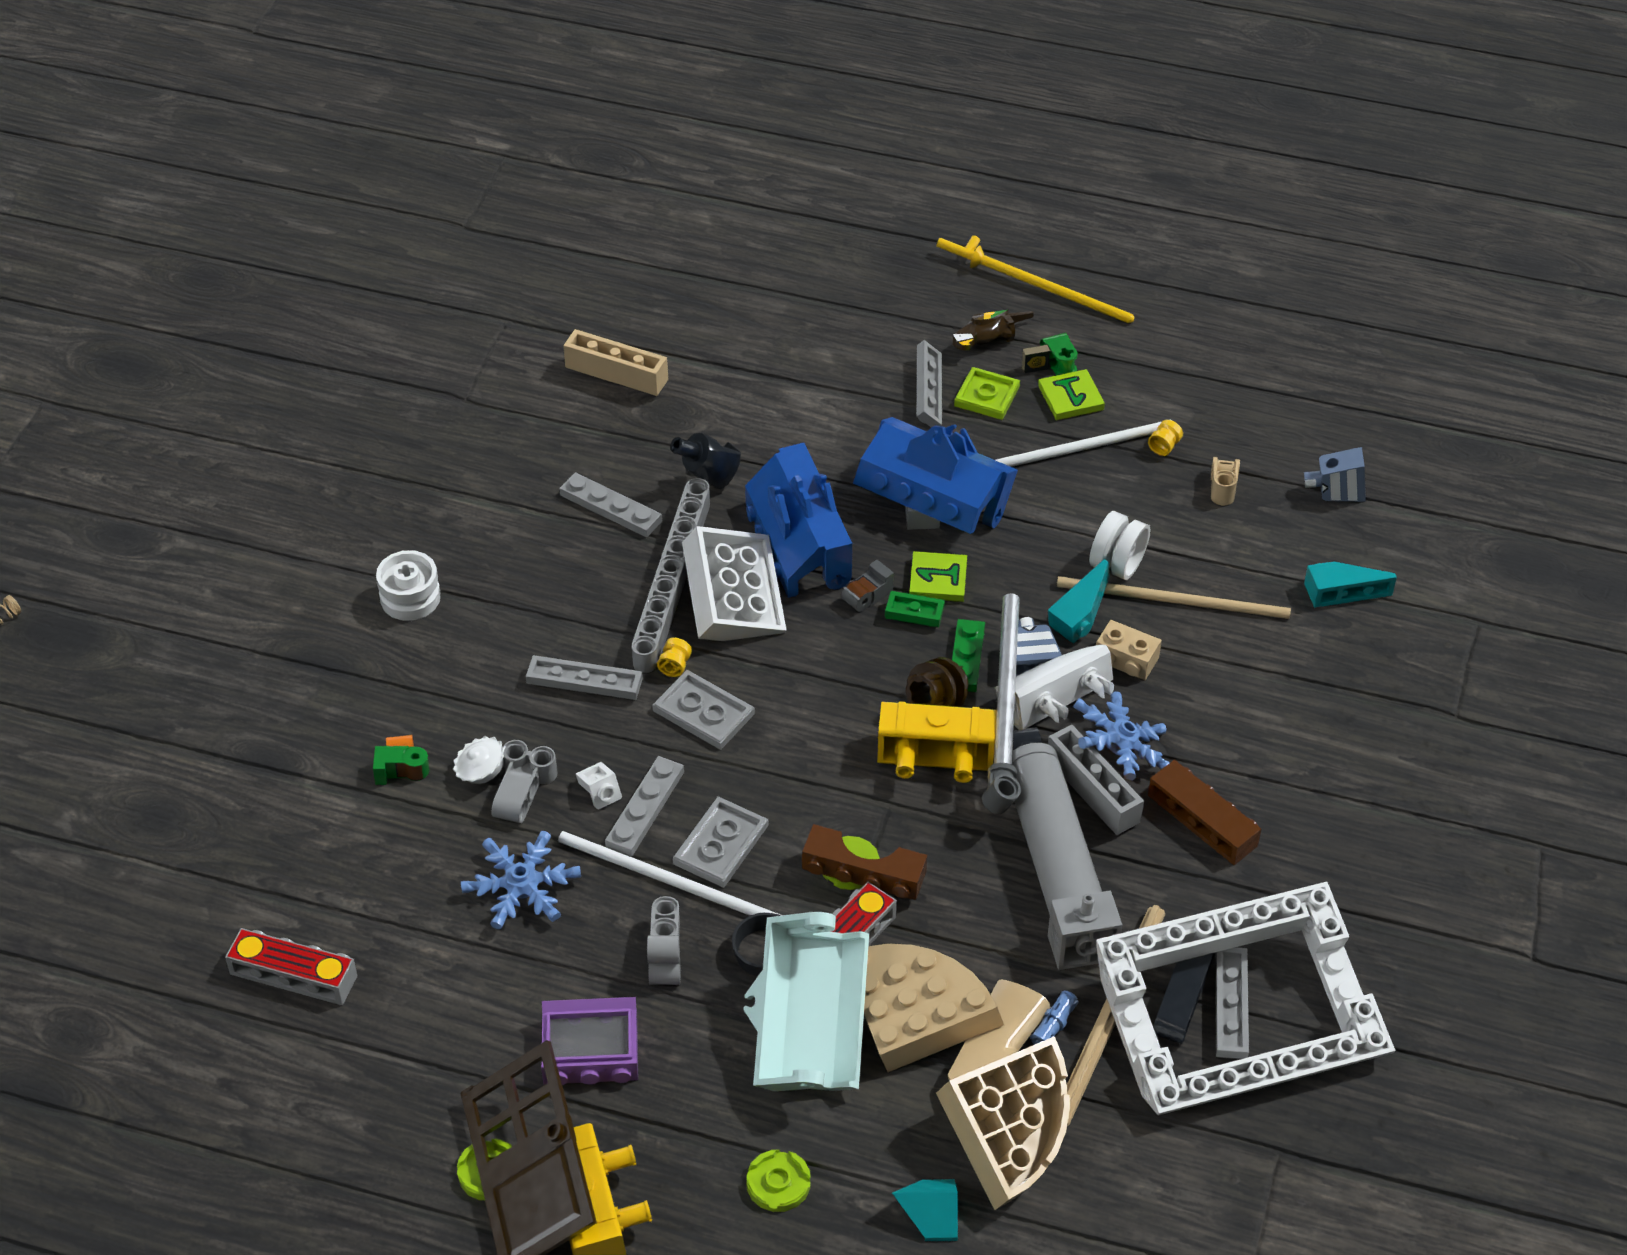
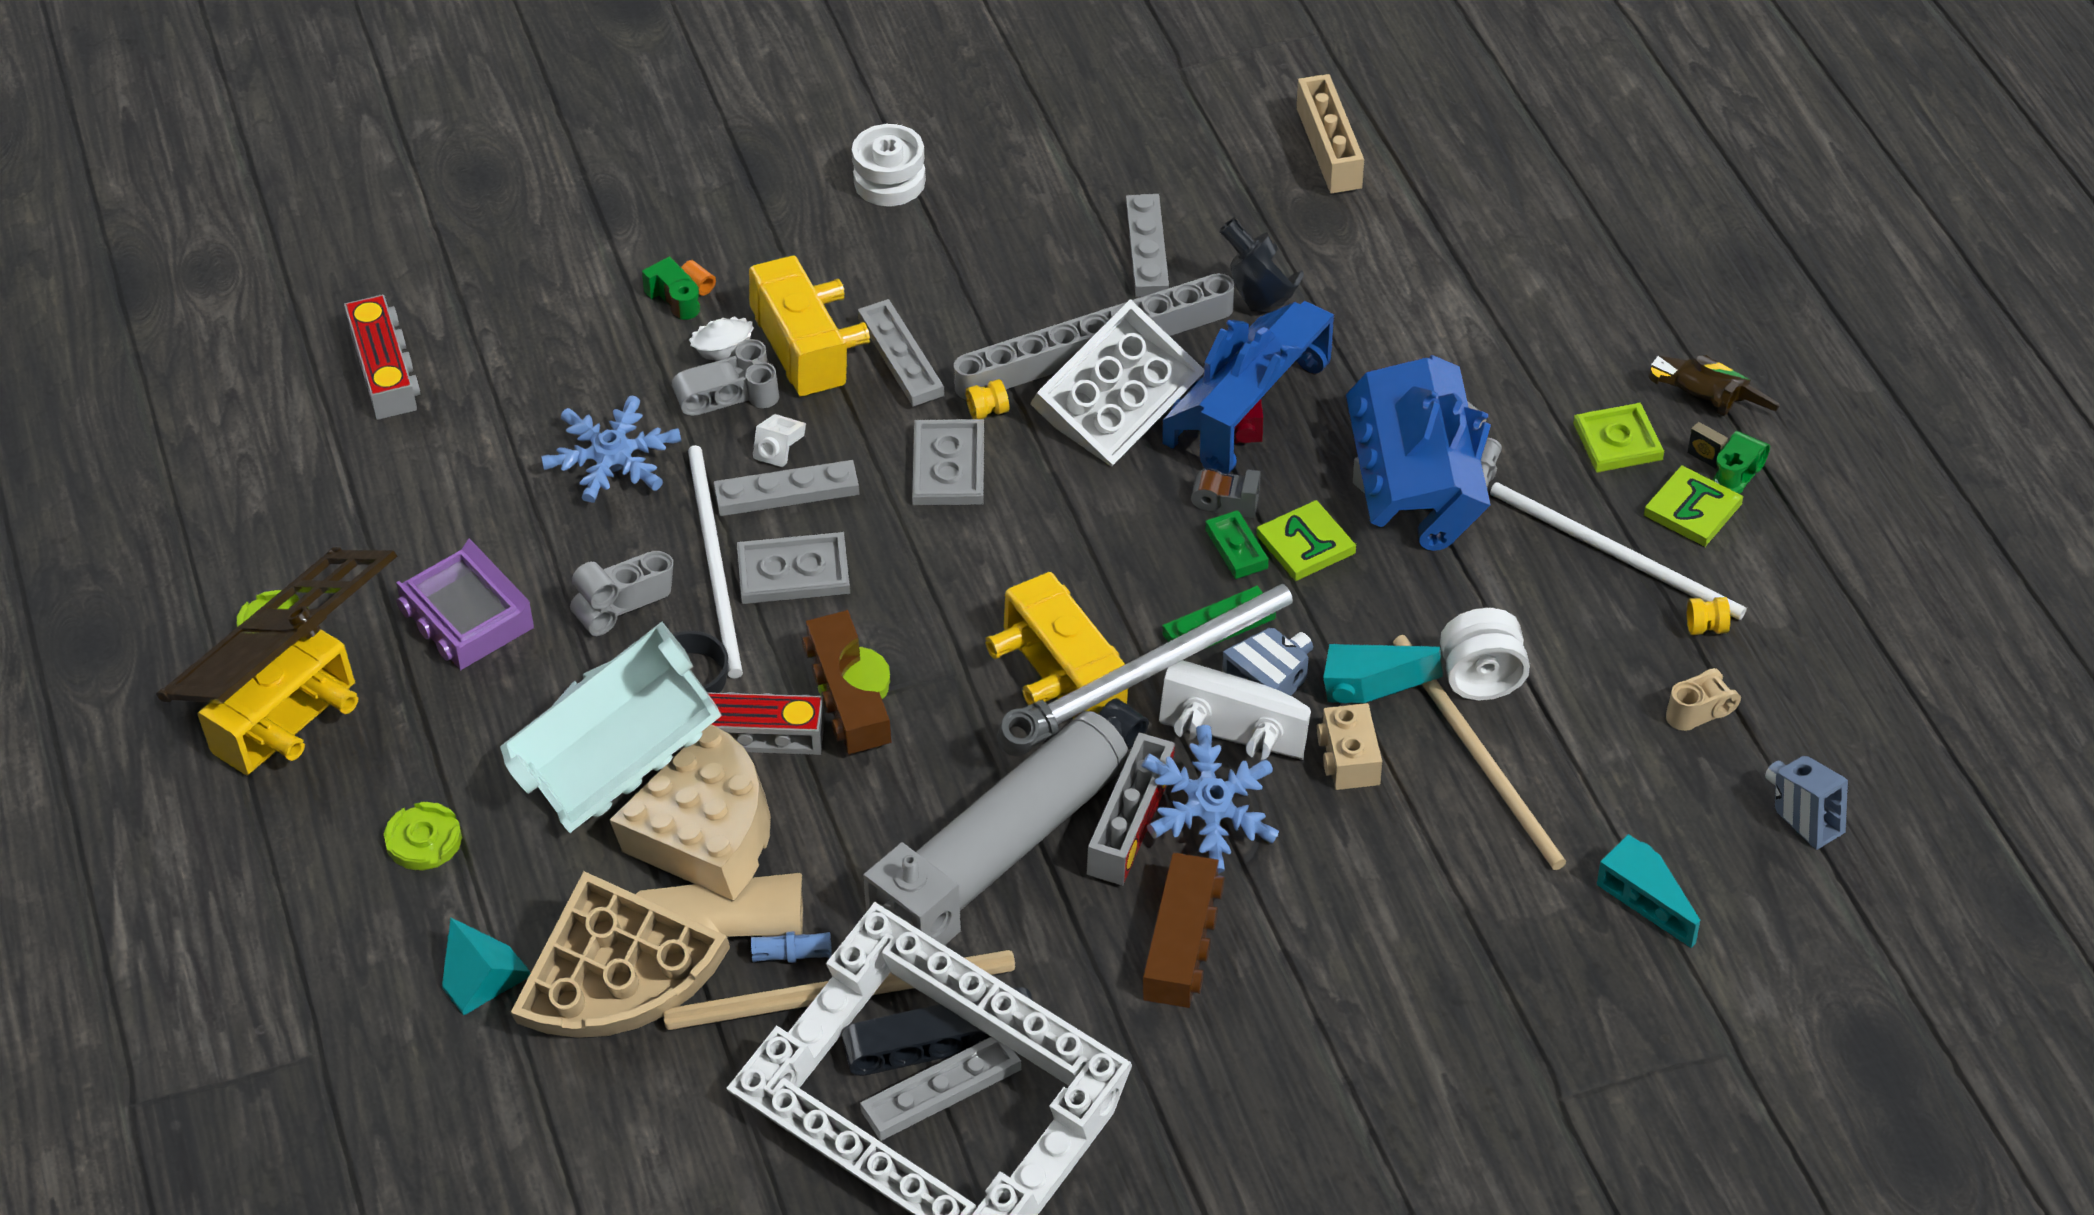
camera: 55 degrees right, 0 degrees up
(515, 710) = (800, 326): none -> yellow piece
(929, 384) = (1570, 381): light grey plate -> none
(937, 683) = (1133, 613): dark brown piece -> none
(977, 257) = (1810, 314): yellow piece -> none

